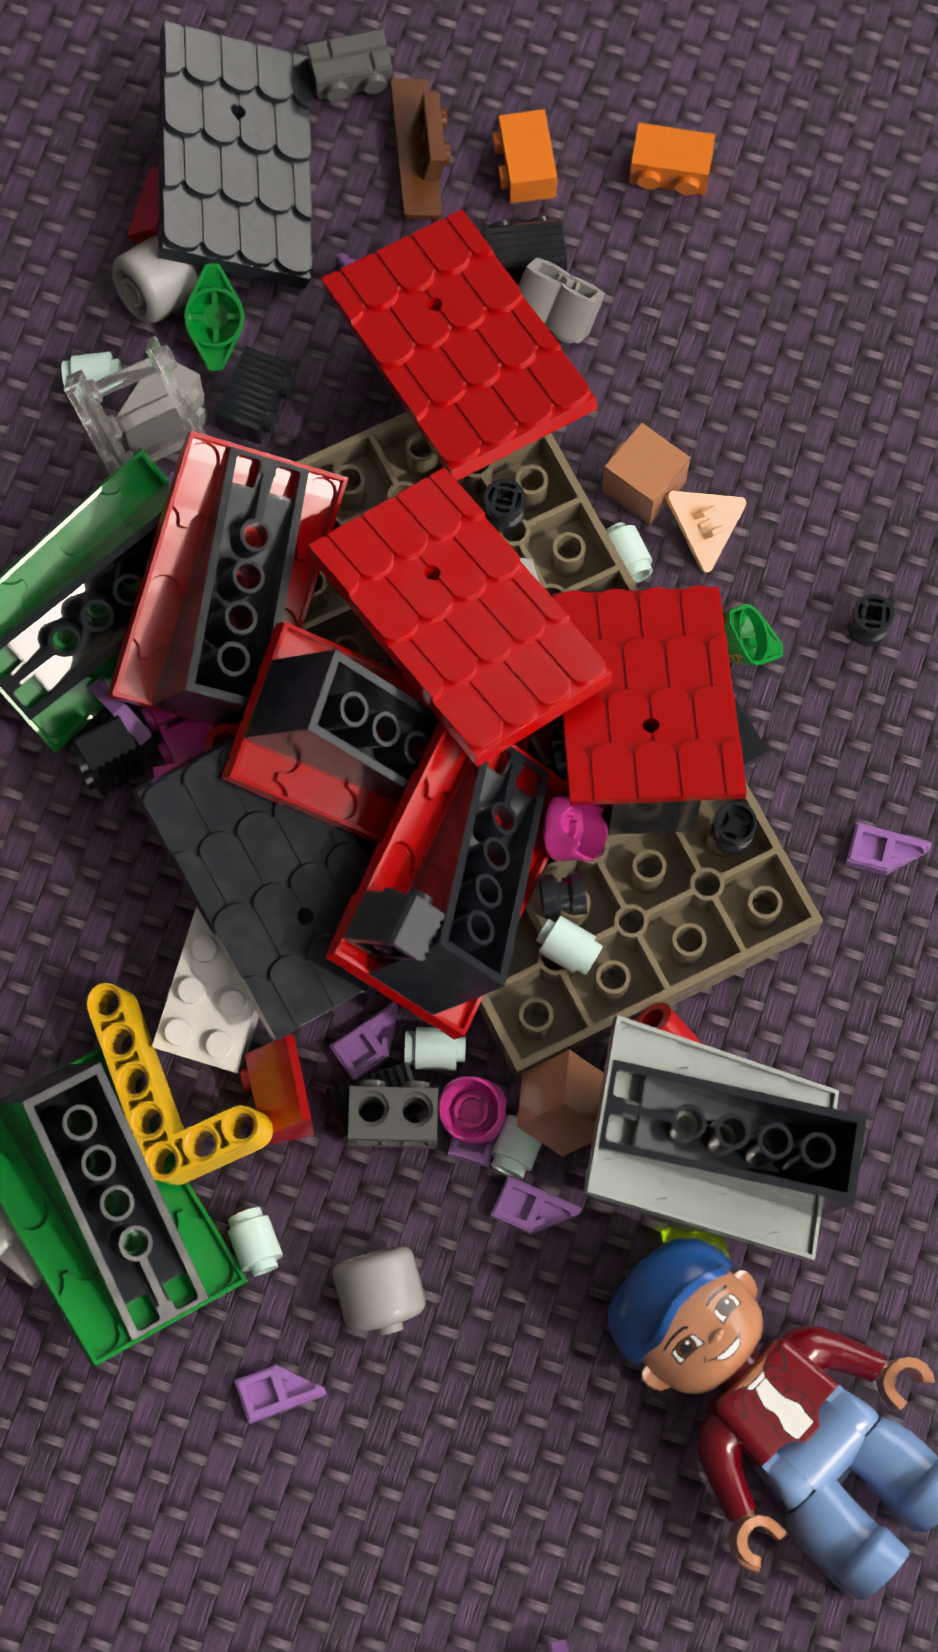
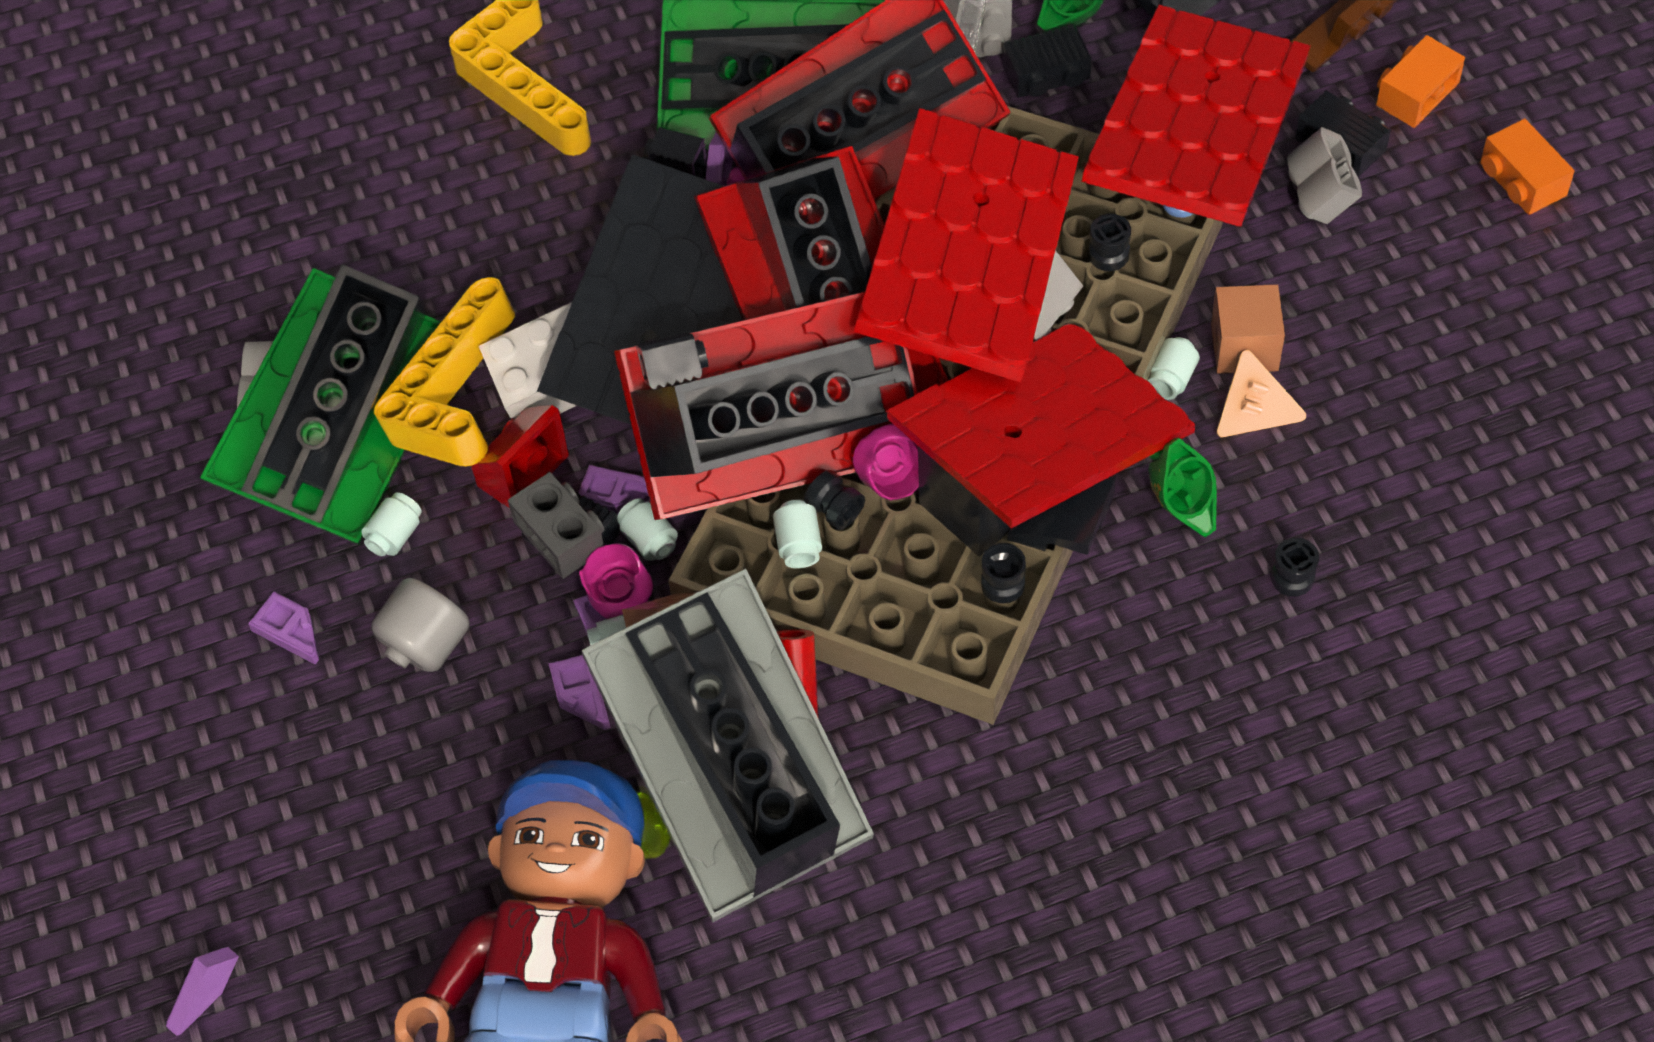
camera: 55 degrees right, 15 degrees down
(883, 850) = (1112, 721): medium lavender tile -> none

